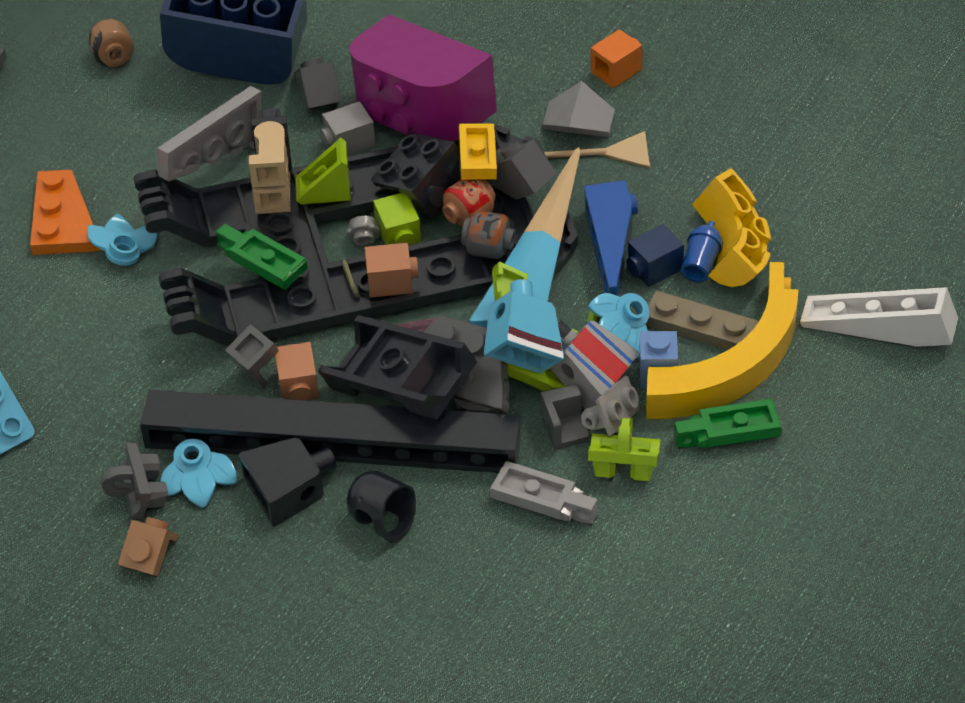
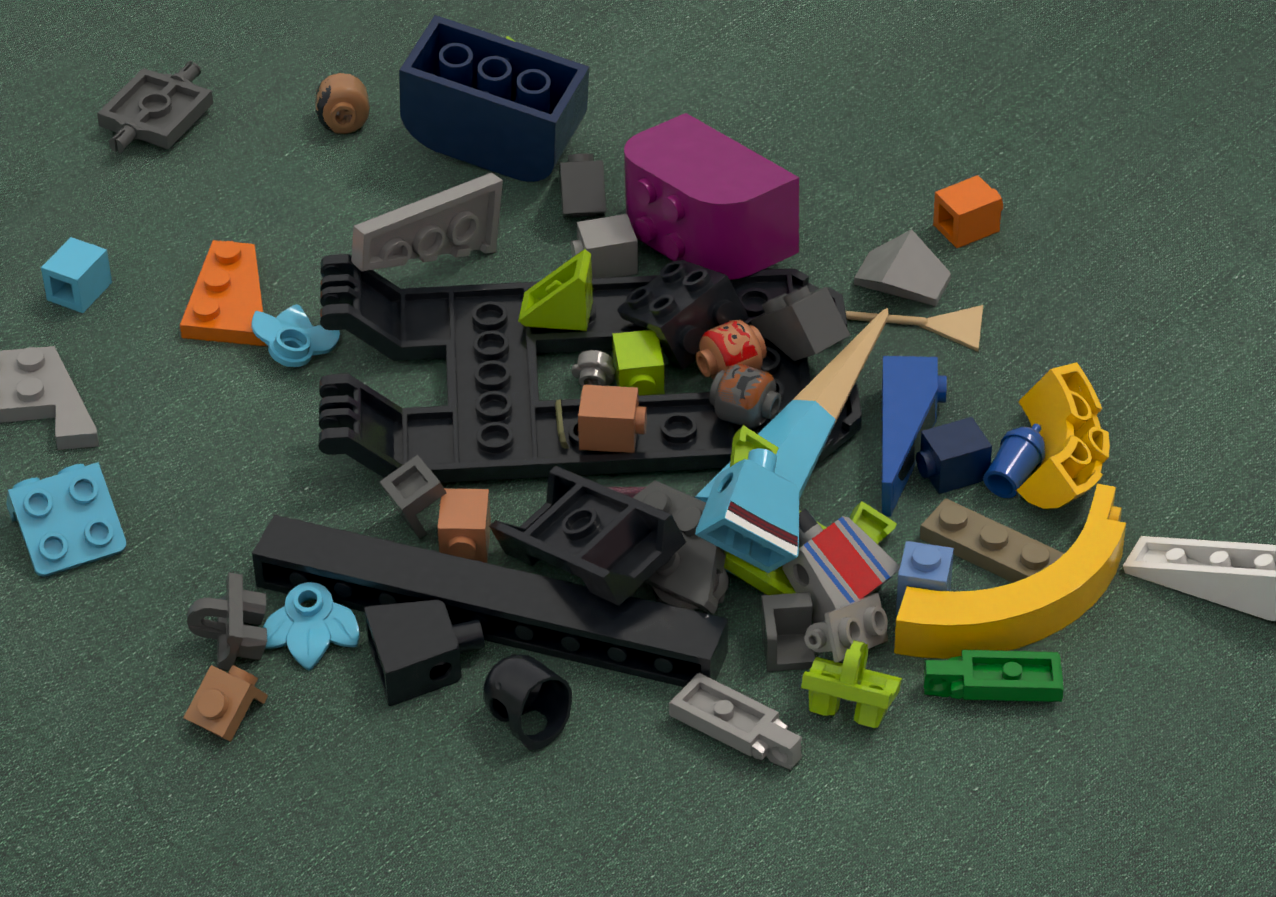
camera: 10 degrees right, 5 degrees down
(262, 255) = (456, 378): green hinge -> none
(271, 163) = (494, 270): tan hips -> none
(477, 151) = (753, 291): yellow plate -> none
(619, 319) = (884, 519): medium azure plate -> none

